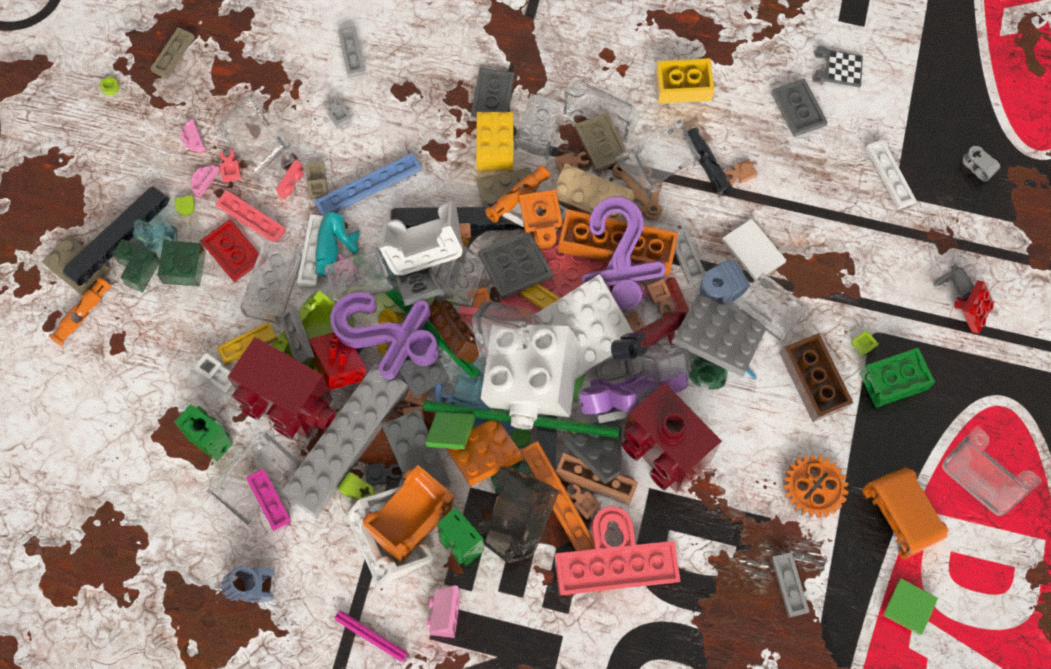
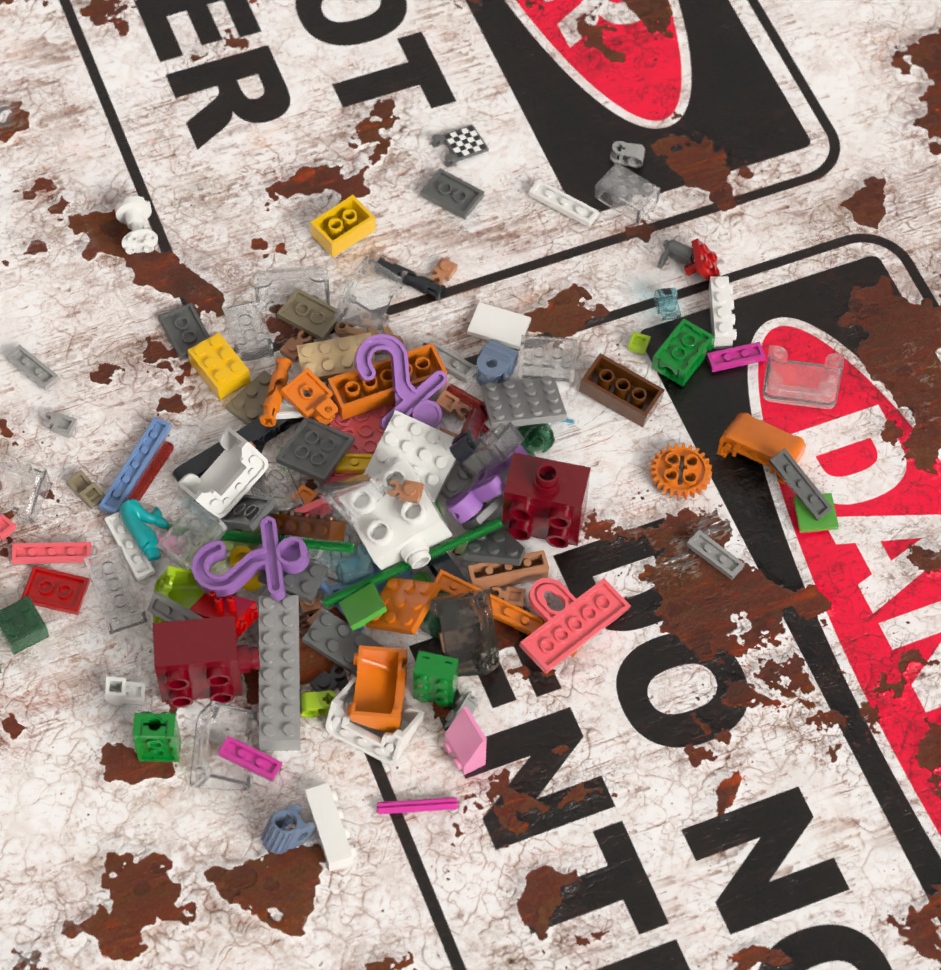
camera: 35 degrees left, 10 degrees down
(235, 348) = (130, 653): yellow tile -> none
(285, 604) = (329, 826): none -> white brick
(291, 177) = (64, 508): coral plate -> none
(376, 198) = (151, 471): none -> clear red axle
(473, 573) = (462, 701): none -> light grey hinge
(545, 359) = (408, 492): none -> nougat plate
(911, 575) = (800, 484): none -> dark grey plate
(915, 323) = (667, 303): none -> clear light blue brick
(943, 411) = (735, 356): none -> dark pink plate
(954, 198) = (627, 192): none -> clear brick
(959, 361) = (721, 312): none -> white brick

